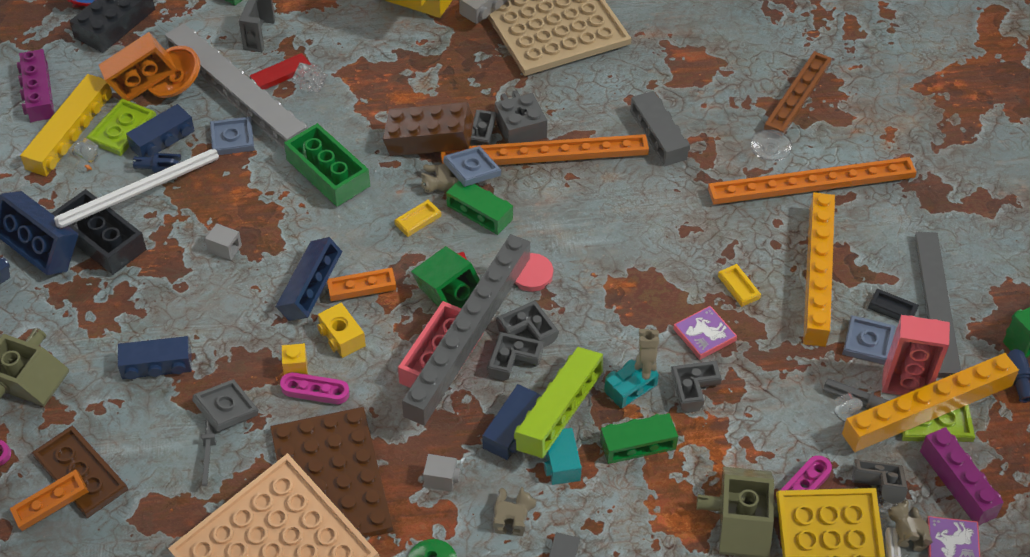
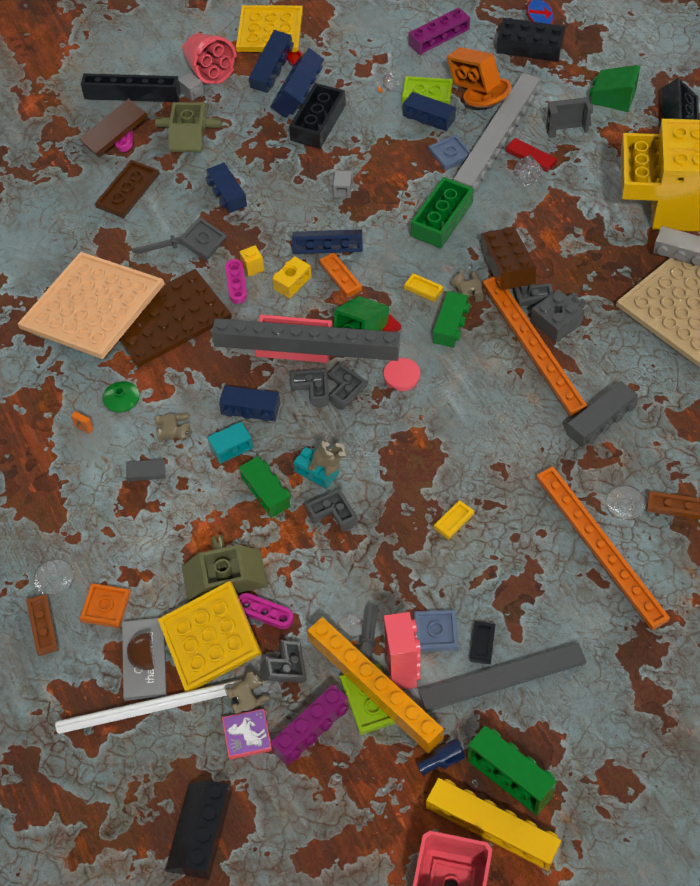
camera: 75 degrees right, 5 degrees up
(49, 500) = (96, 180): orange plate -> none
(66, 125) = (406, 61): yellow brick -> none
(135, 188) = (361, 117): white axle -> none
(157, 162) = (399, 121): dark blue arm -> none
(441, 472) = (189, 374): light grey brick -> none
(472, 166) = (483, 297): sand blue tile -> none
(558, 402) = (270, 421): lime brick -> none
(705, 332) = (391, 507): tile -> none
(819, 270) = (495, 571): light orange brick -> none

